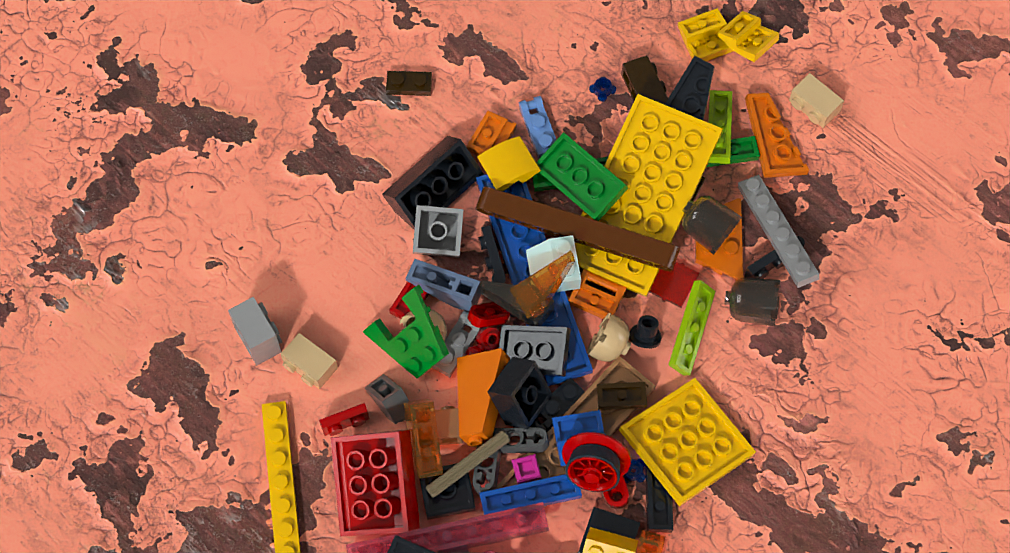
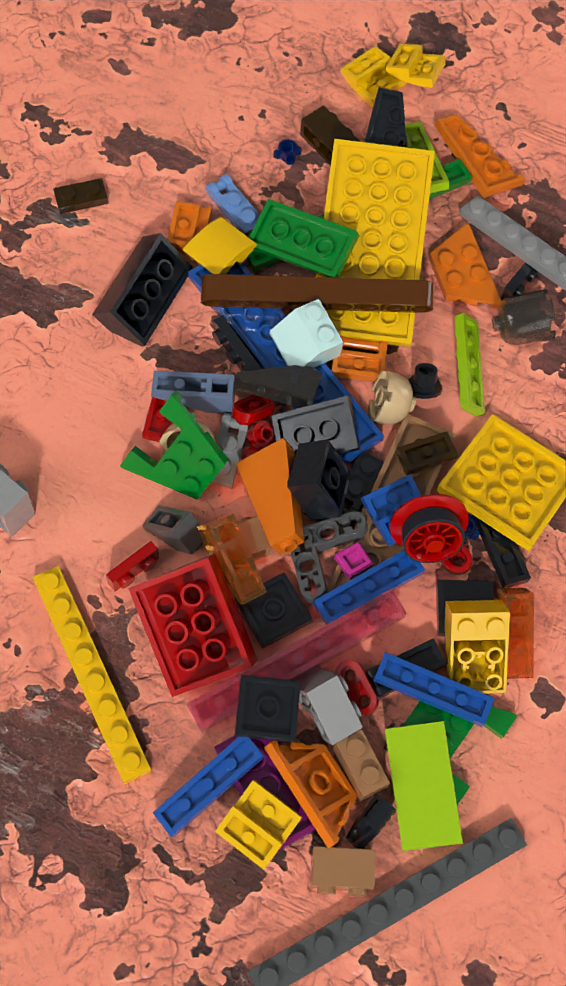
camera: 25 degrees left, 0 degrees up
(308, 361) = (70, 514): tan brick -> none
(438, 231) = (168, 336): light grey brick -> none
(467, 463) = (288, 573): dark tan axle -> none
(538, 289) = (302, 365): clear orange slope -> none
(674, 285) = (433, 327): clear red piece -> none
(709, 222) = (453, 250): clear smoke cylinder -> none
(816, 100) = (506, 110): tan brick -> none

